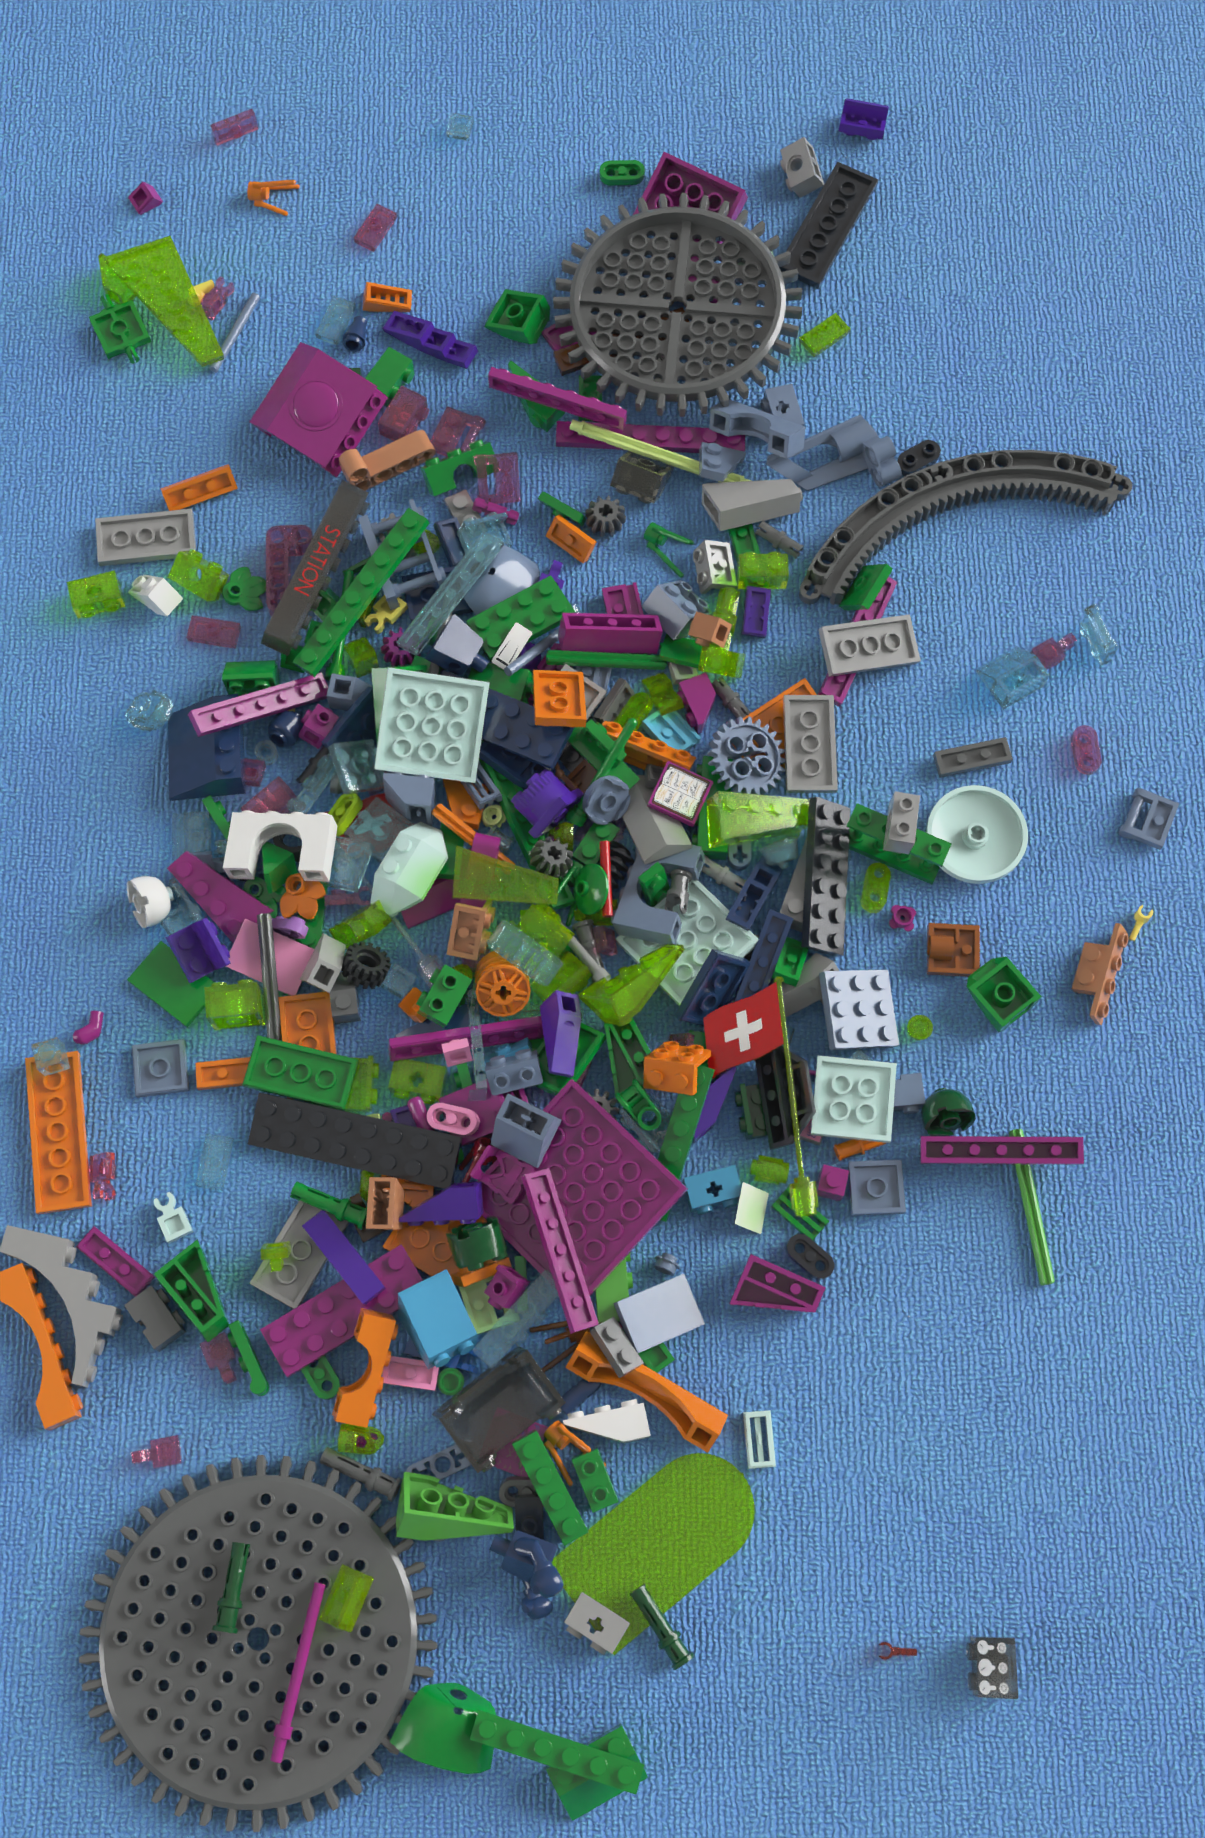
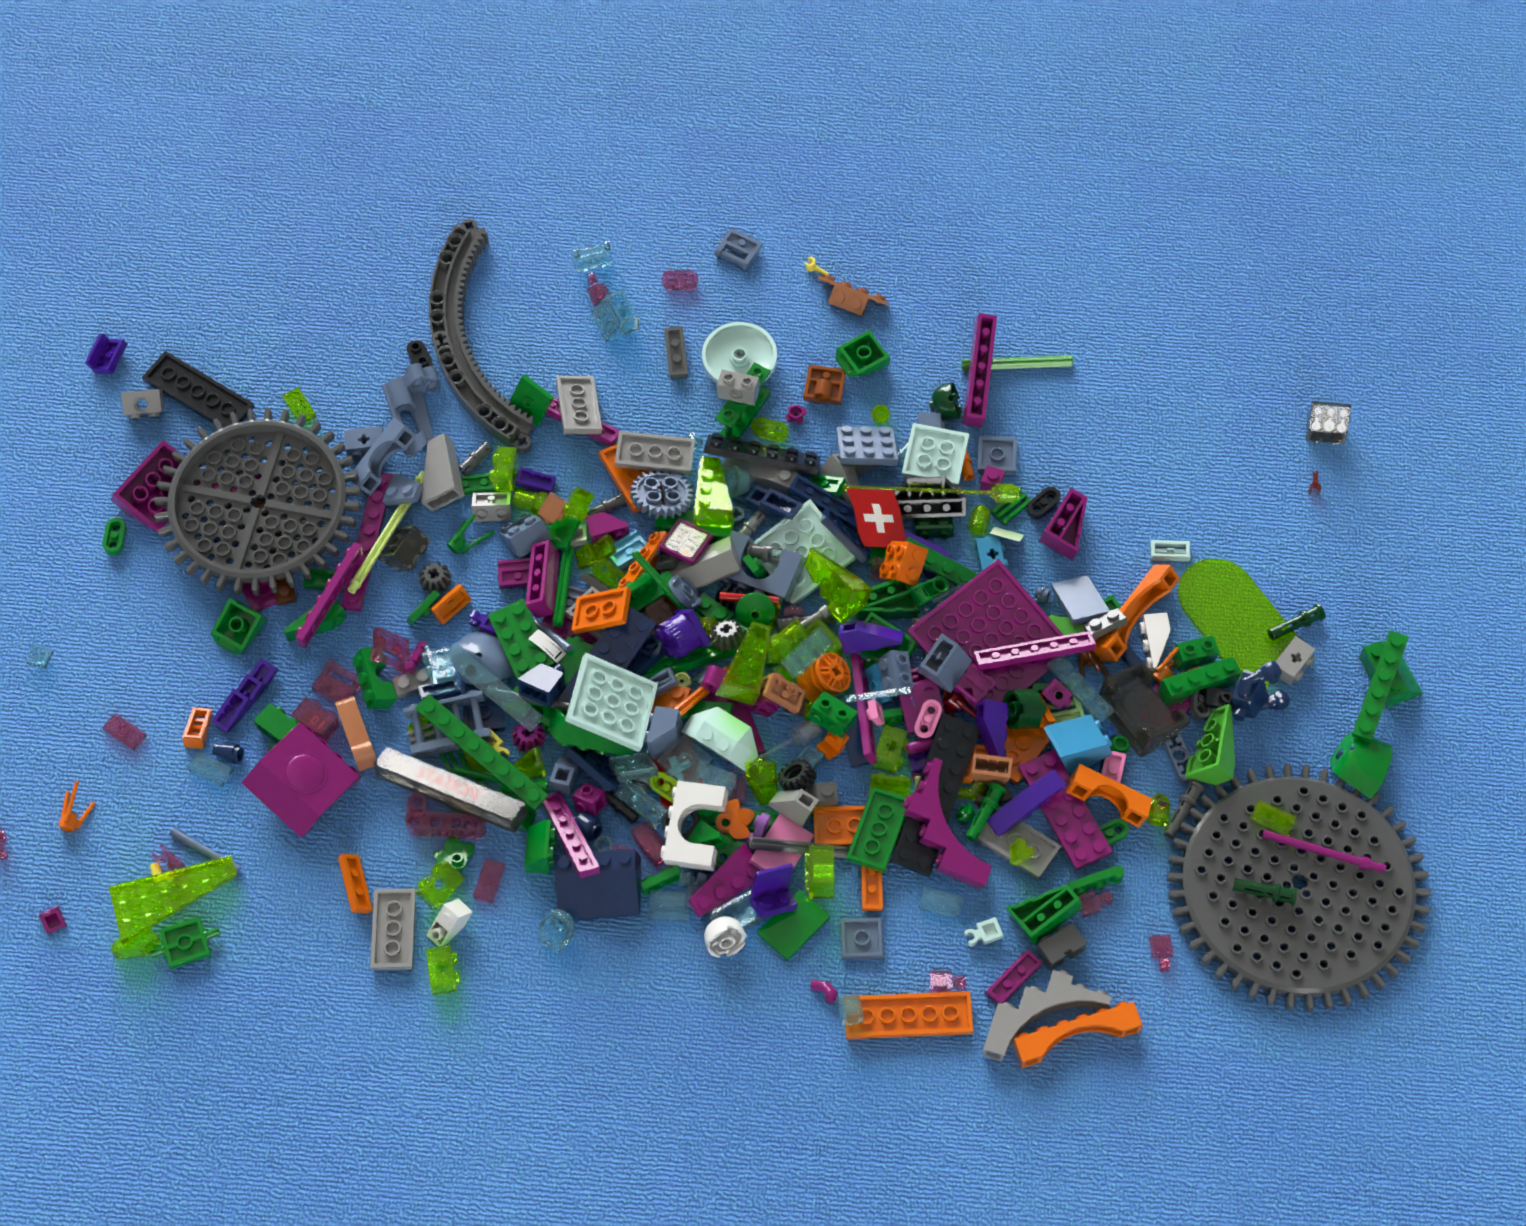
camera: 80 degrees left, 10 degrees down
(262, 1170) = (935, 833): none -> magenta arch
(335, 1182) = (965, 813): none -> green plate
(842, 793) = (698, 440): none -> clear light blue tile

